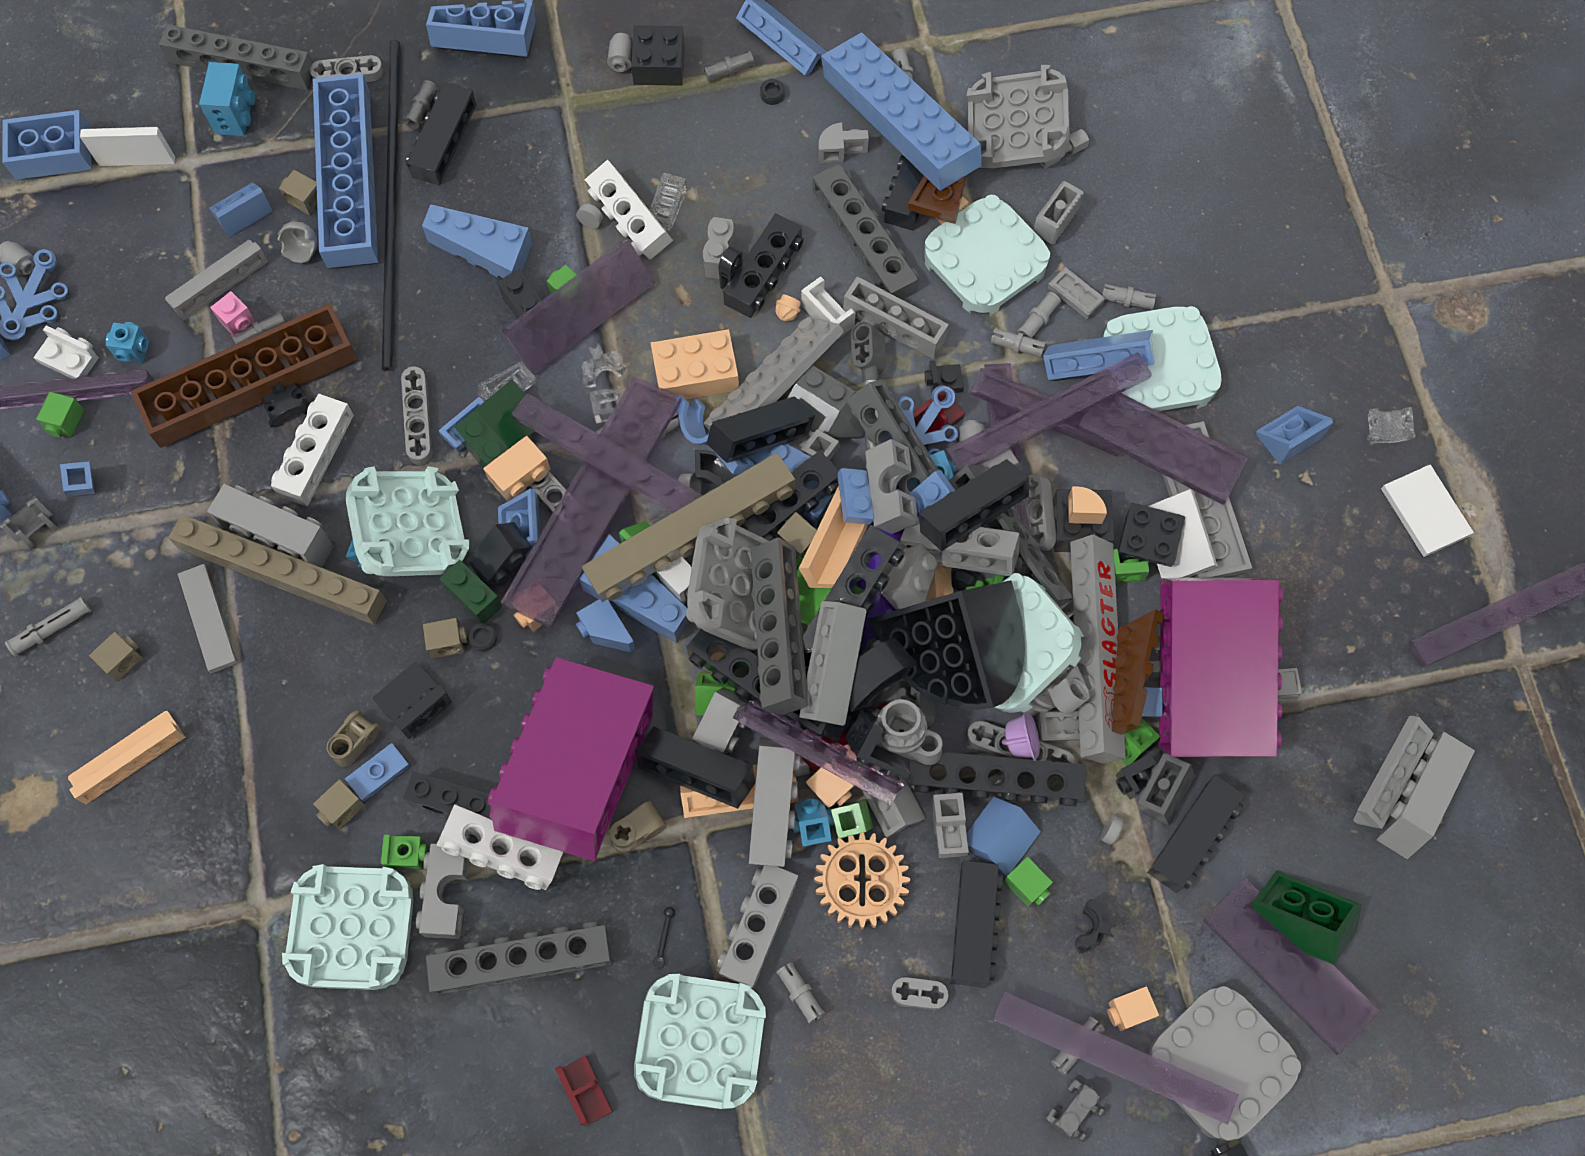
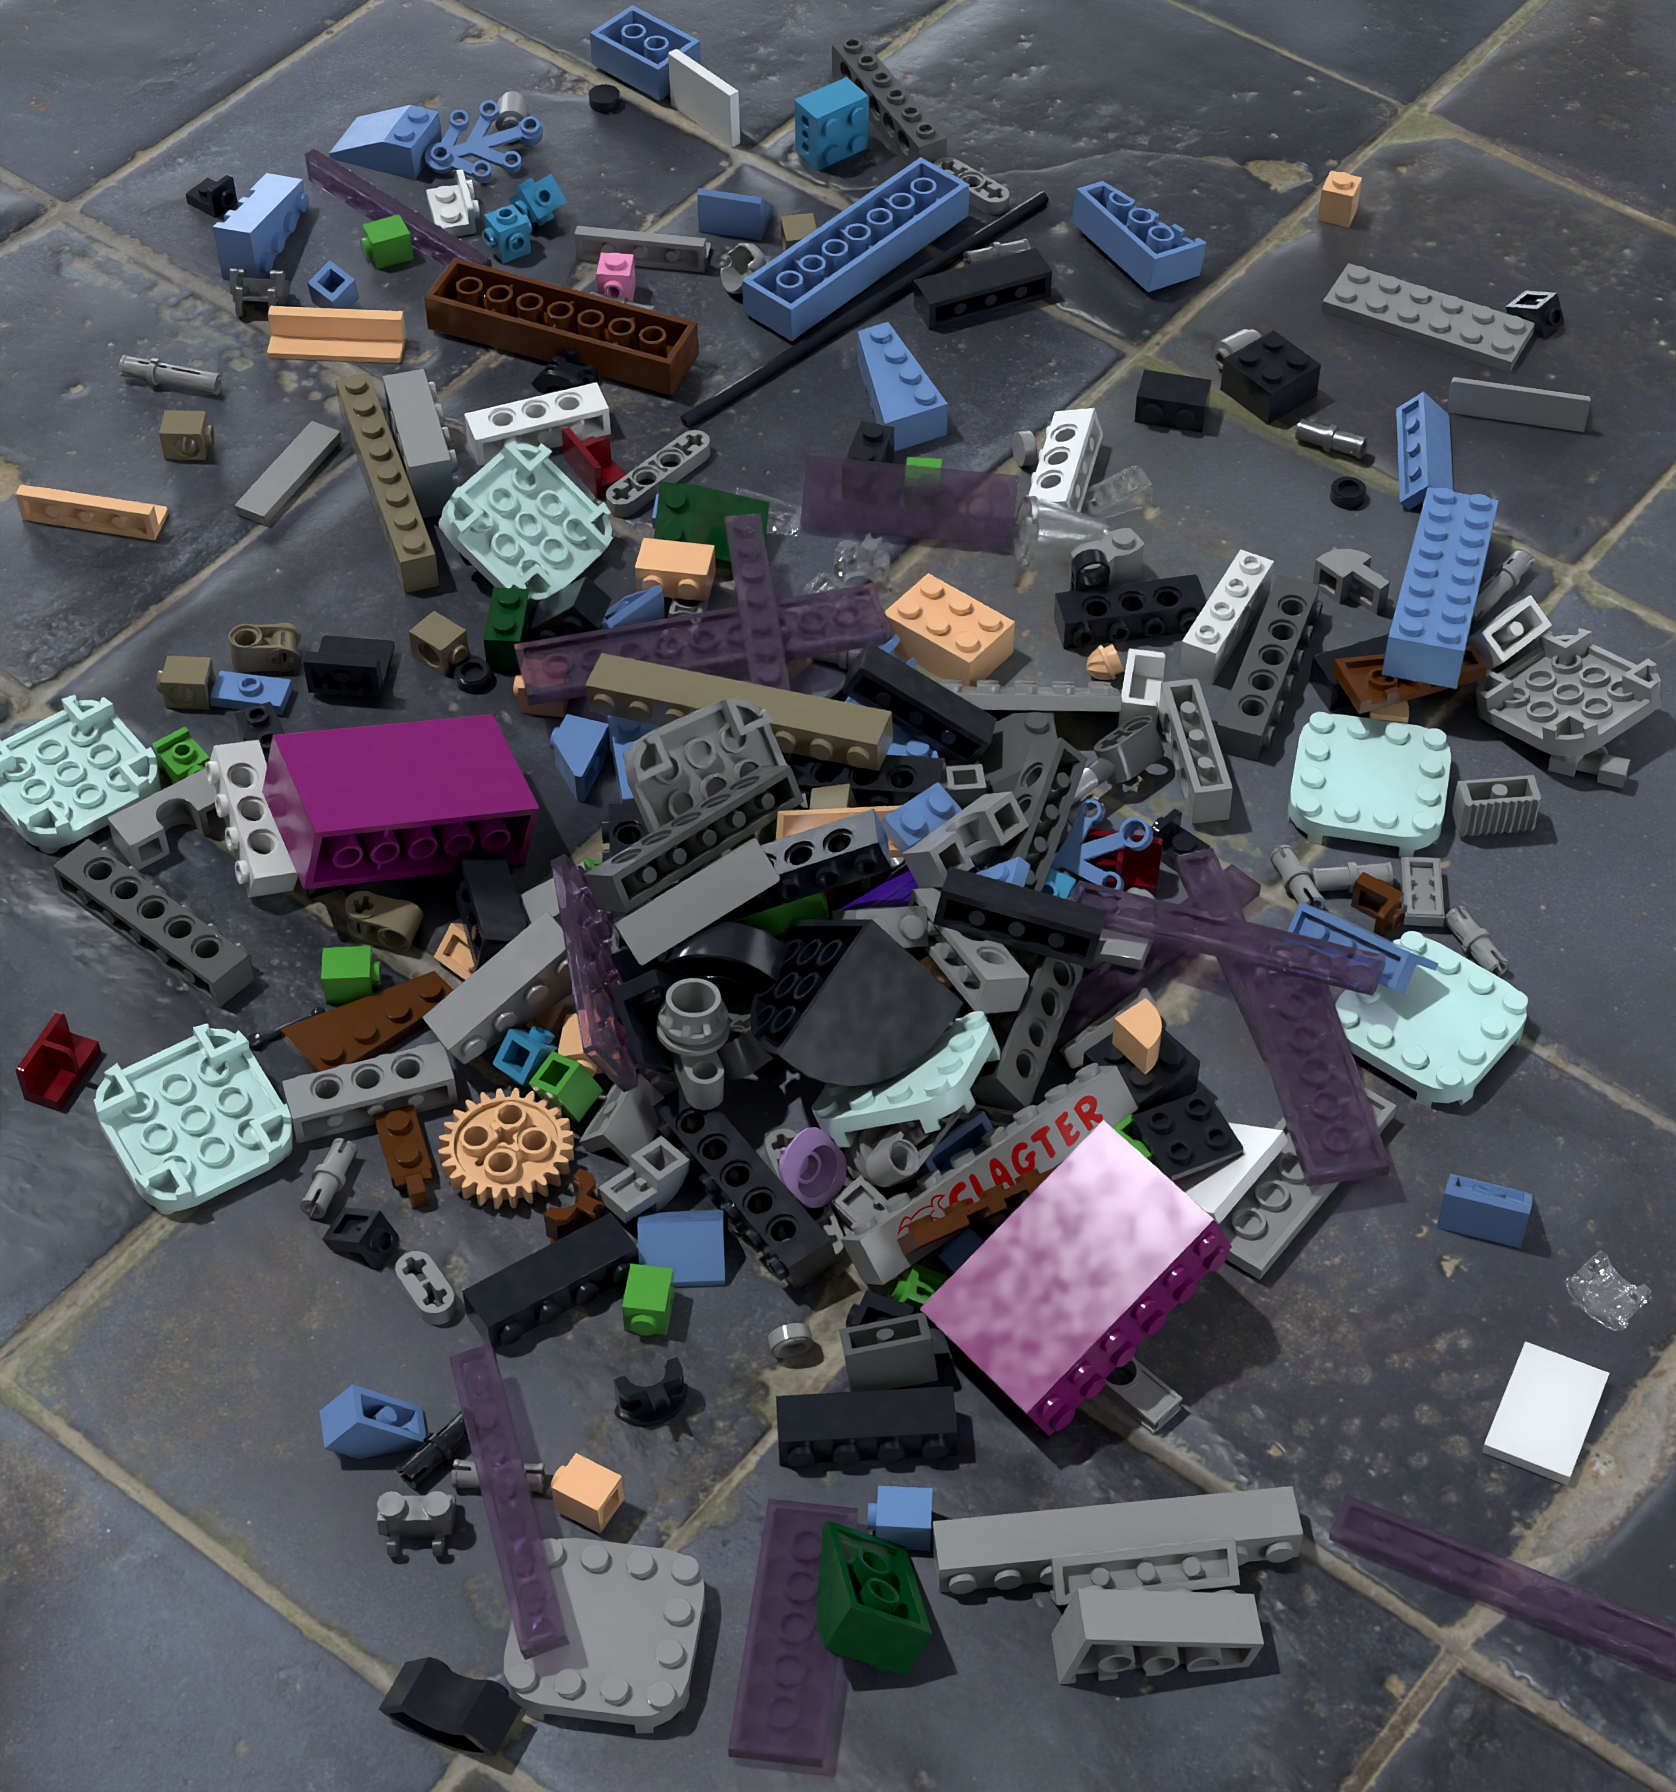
camera: 50 degrees right, 20 degrees down
(55, 197) = (604, 98): none -> black tile
(114, 505) = (336, 334): none -> light nougat panel
(117, 304) = (538, 199): none -> dark azure brick
(375, 444) = (591, 461): none -> dark red panel
(627, 115) = (1173, 400): none -> black brick
(661, 875) = (349, 973): none -> bright green brick
(675, 256) = (1052, 532): none -> clear cone
(702, 901) = (366, 1025): none -> reddish brown wing
(814, 936) = (405, 1152): none -> reddish brown hinge
(816, 229) = (1226, 616): none -> white brick
(857, 1003) = (364, 1233): none -> black bracket
(945, 871) = (587, 1208): none -> reddish brown piece
(954, 99) = (1509, 632): none -> white brick
(995, 1092) = (371, 1424): none -> medium blue slope
(1035, 1067) = (435, 1451): none -> black pin
(1068, 317) = (1378, 901): none -> reddish brown bracket
(1265, 860) = (902, 1516): none -> medium blue brick
(1354, 770) = (1018, 1546): none -> light grey brick

